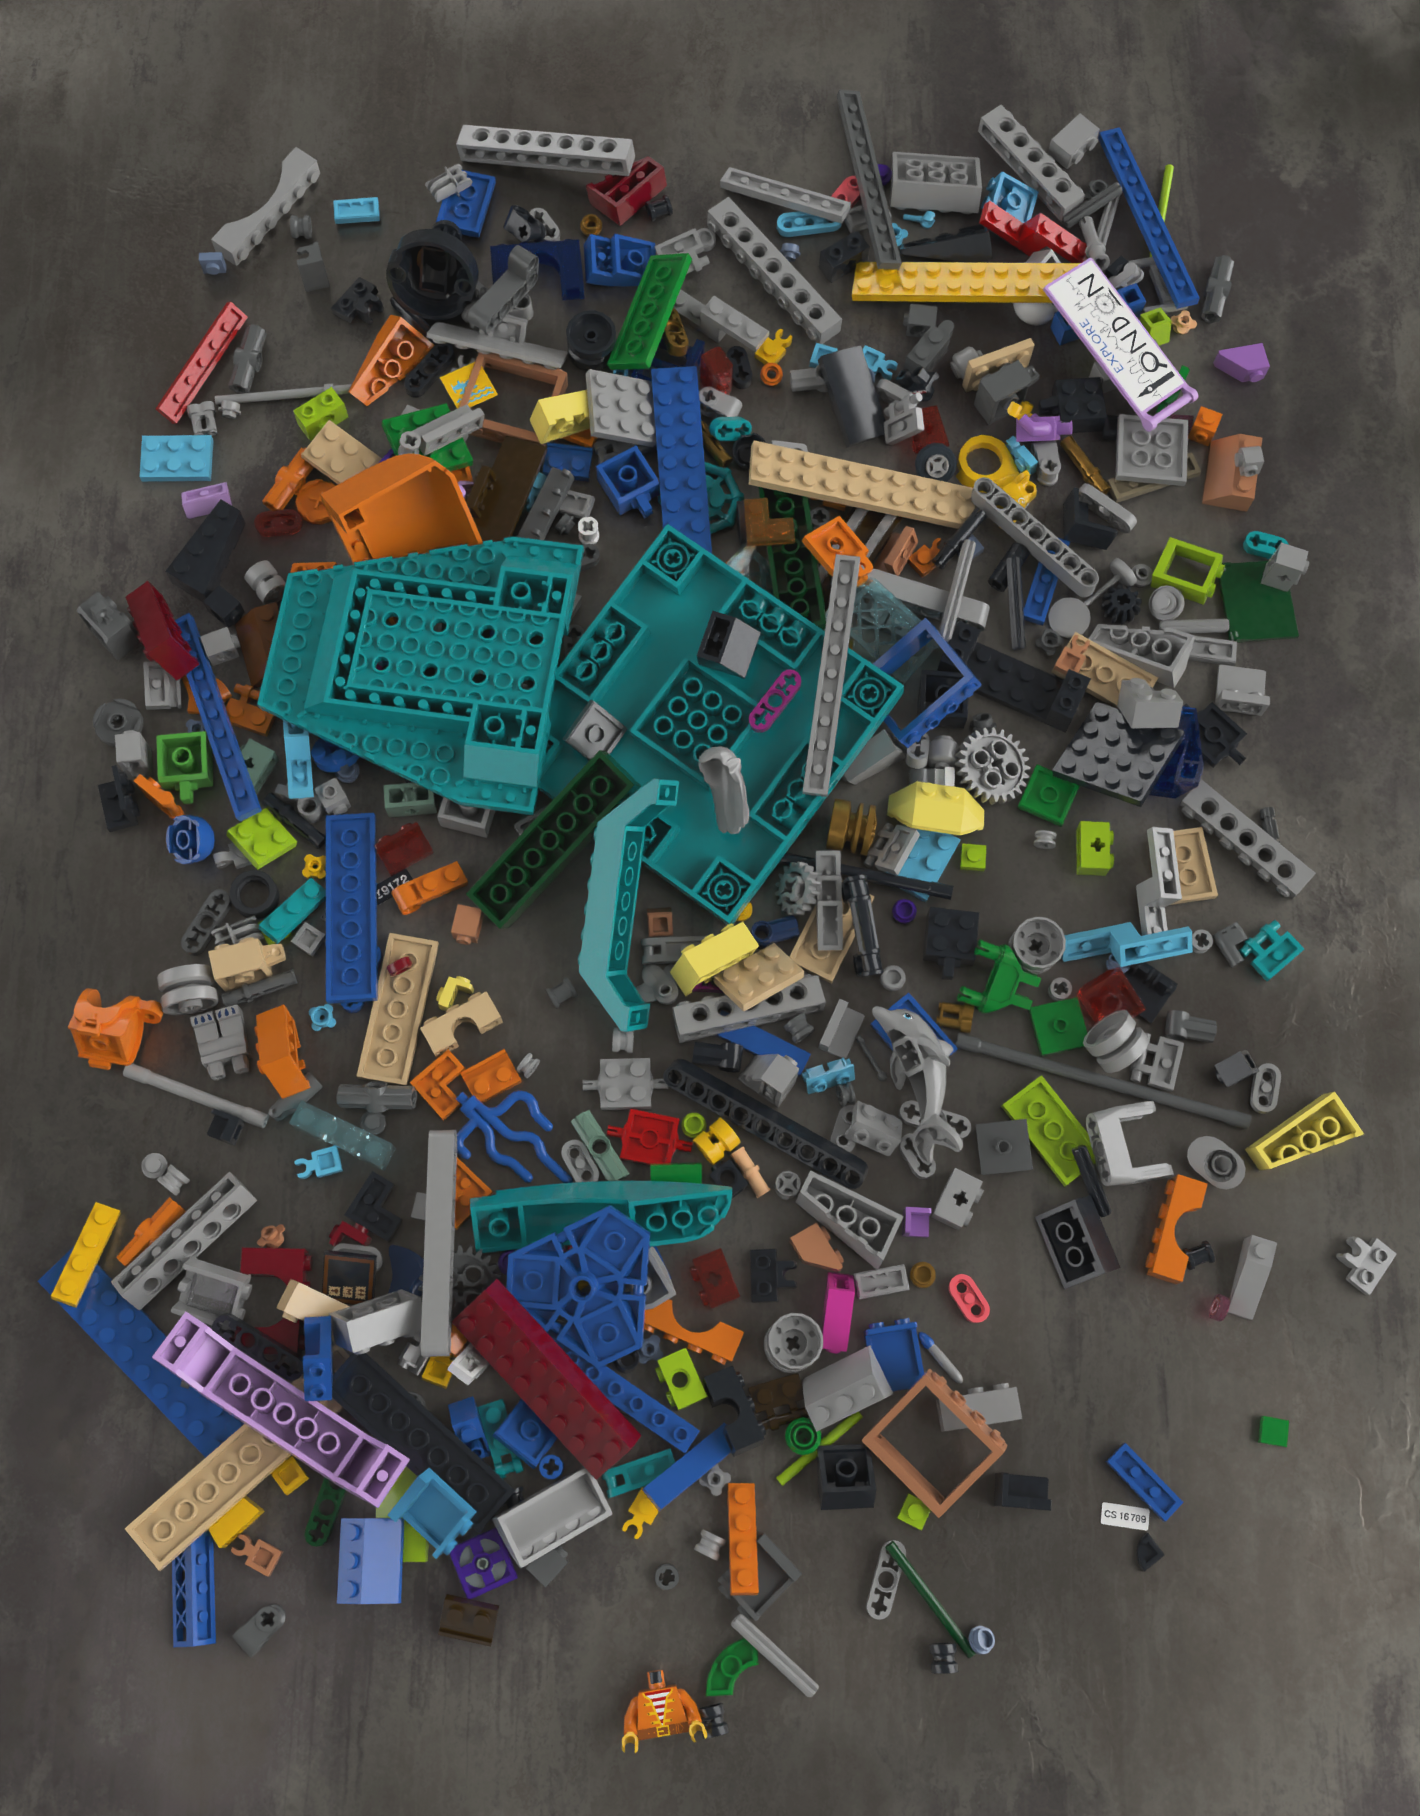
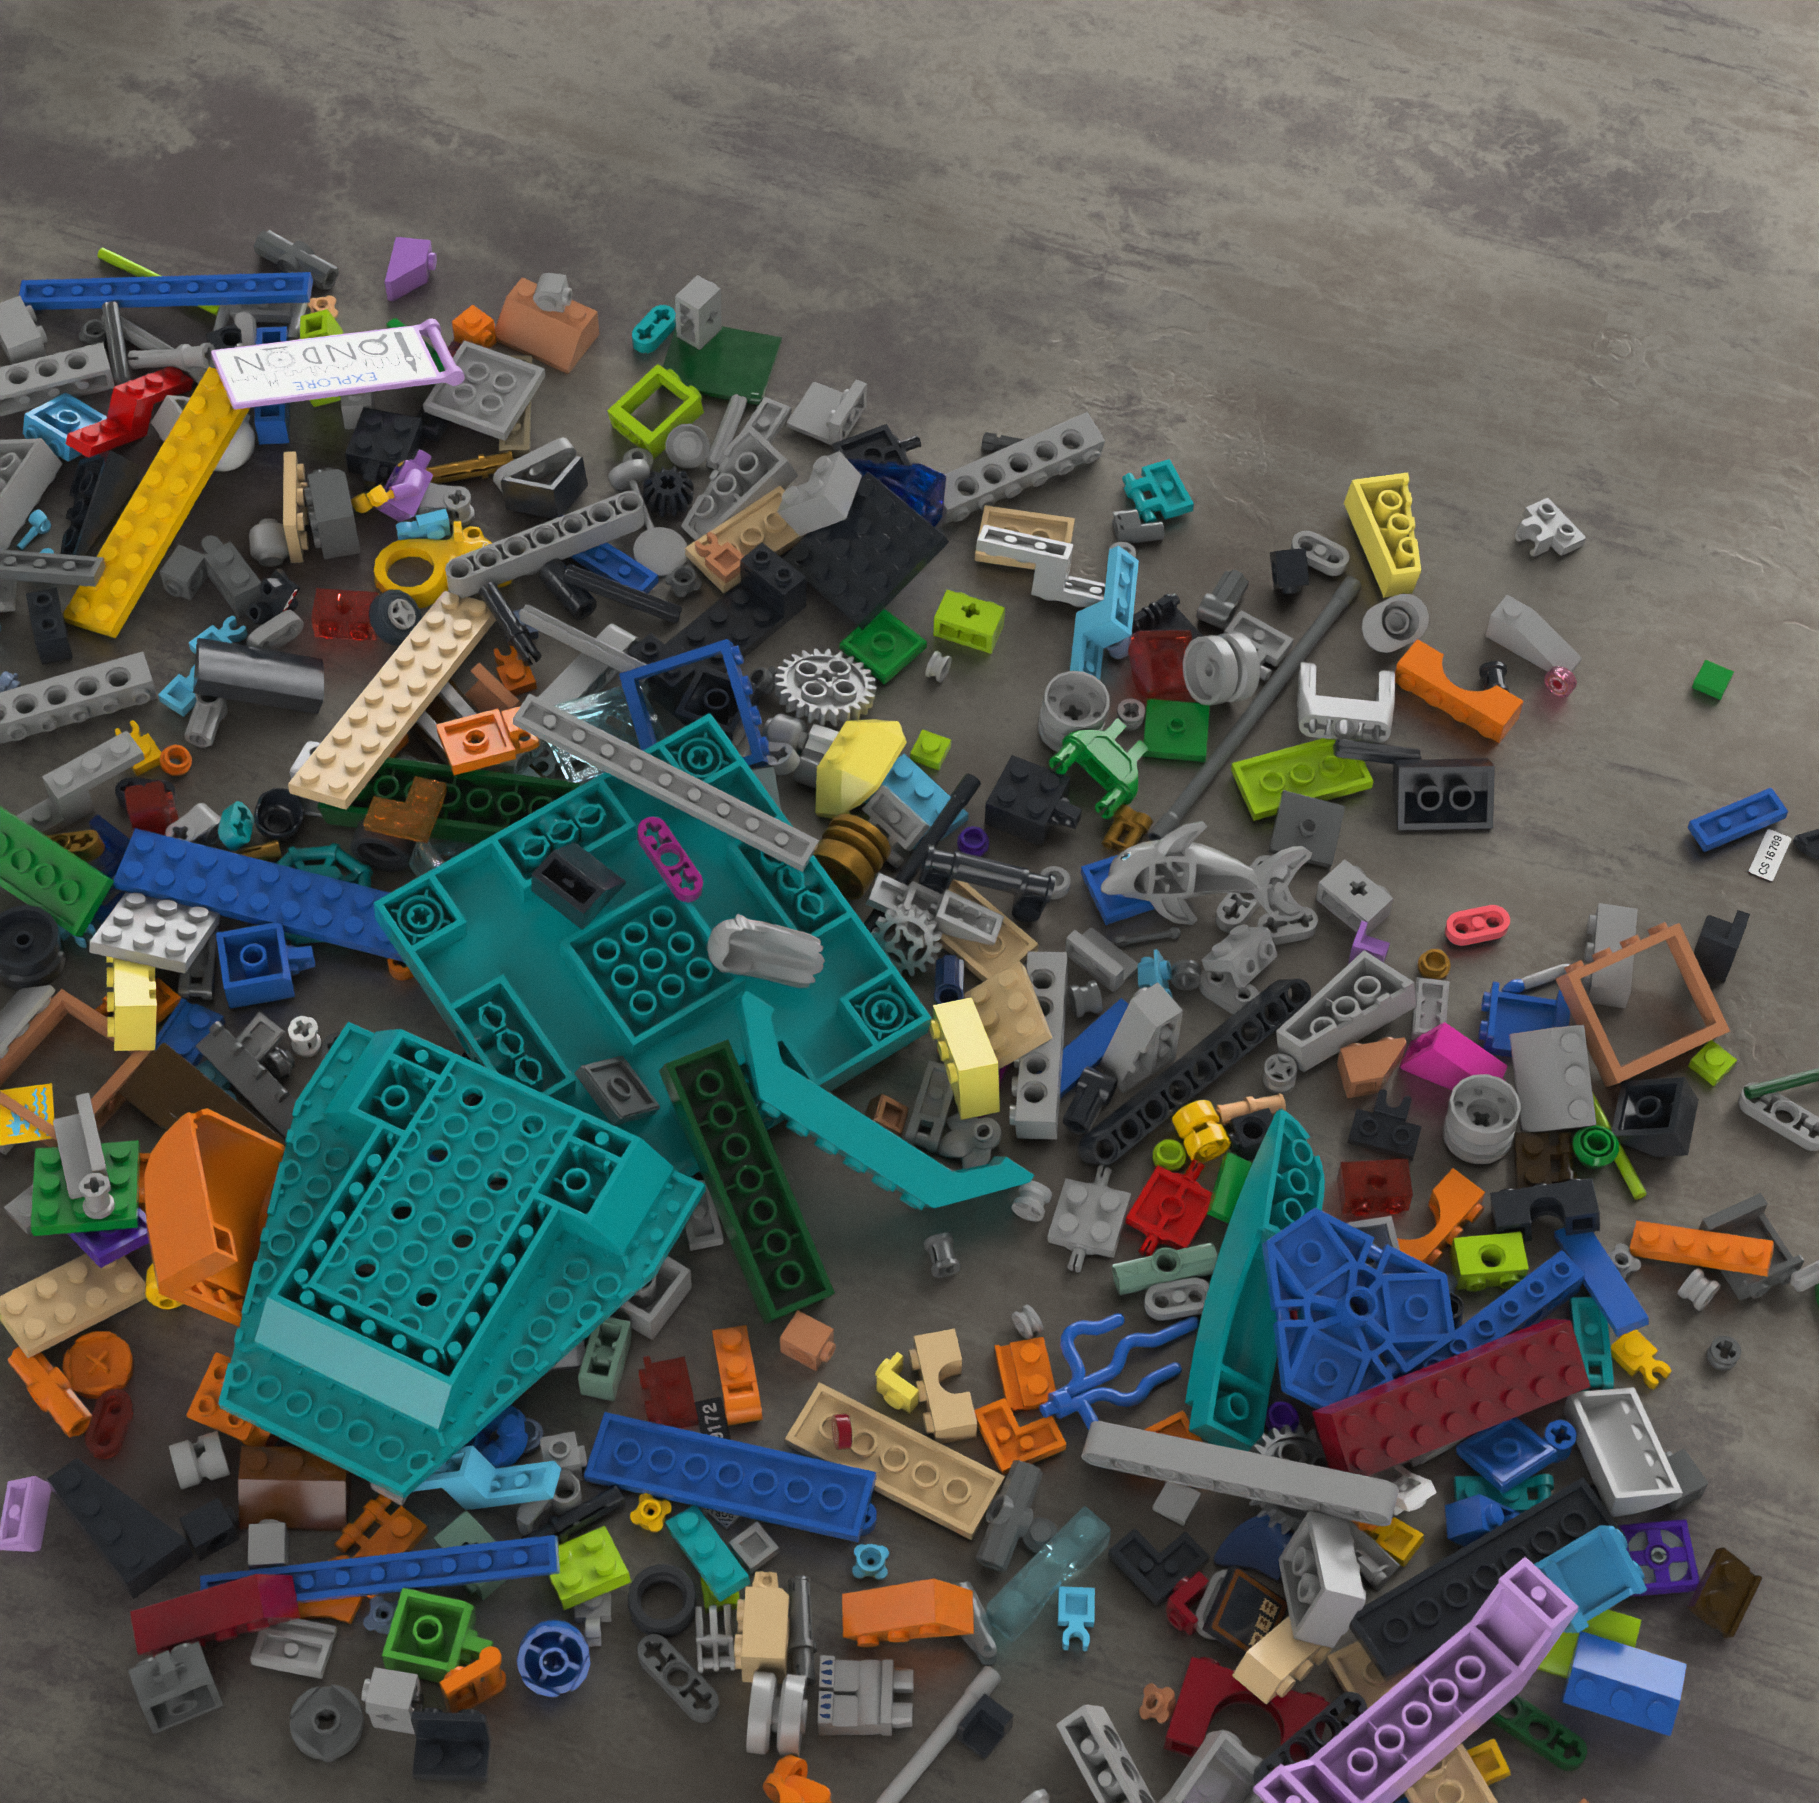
camera: 70 degrees left, 15 degrees down
(318, 1358) = (1352, 1648): blue panel -> none
(905, 424) = (328, 632): light grey plate -> none

